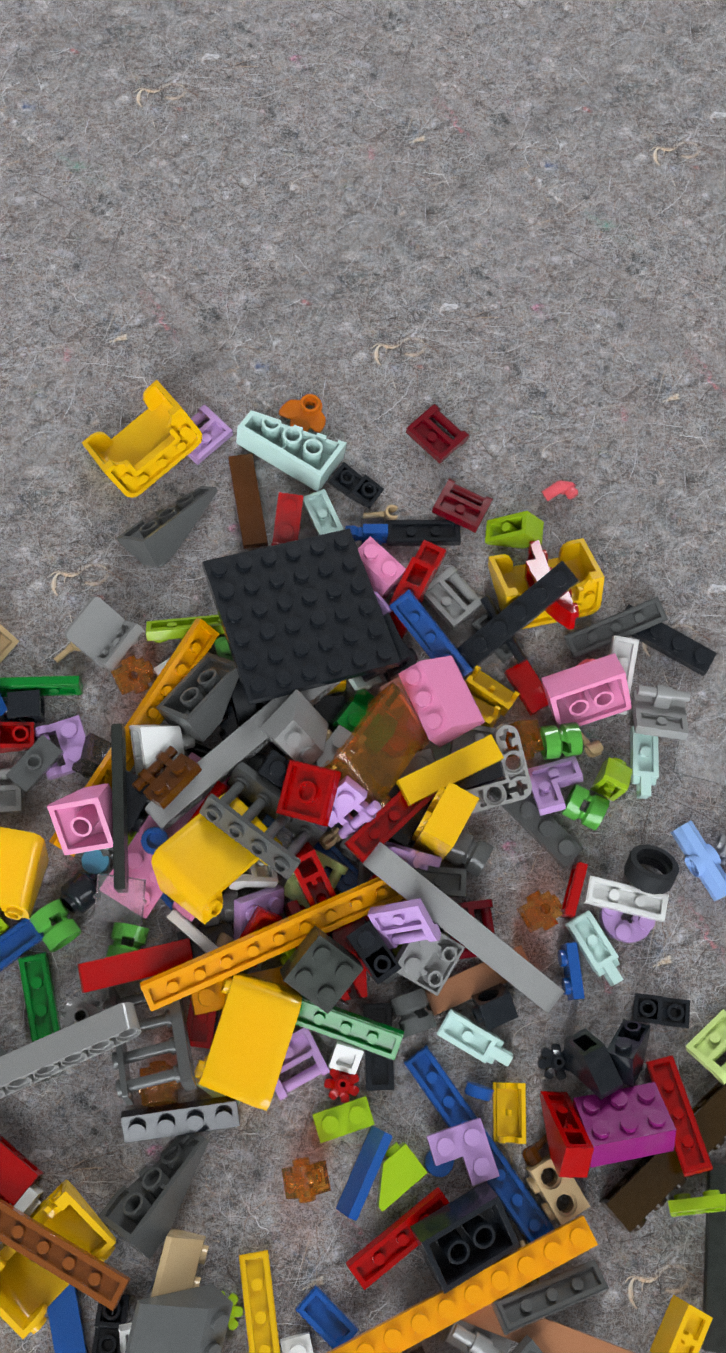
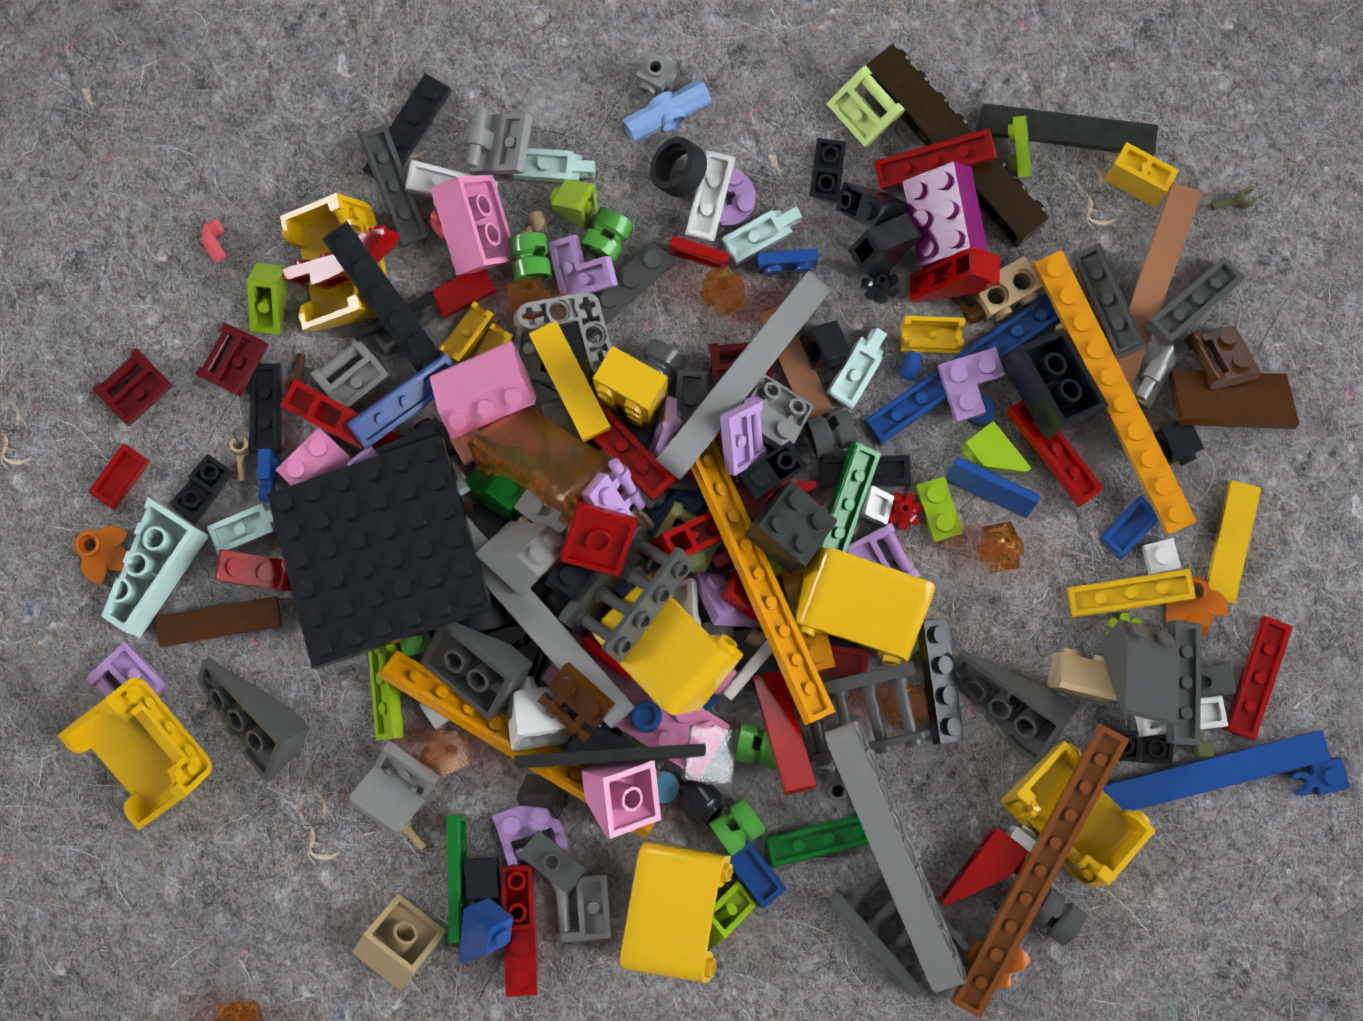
camera: 80 degrees left, 10 degrees up
(365, 426) = (119, 476): none -> red tile
(451, 557) = (298, 374): none -> reddish brown hand

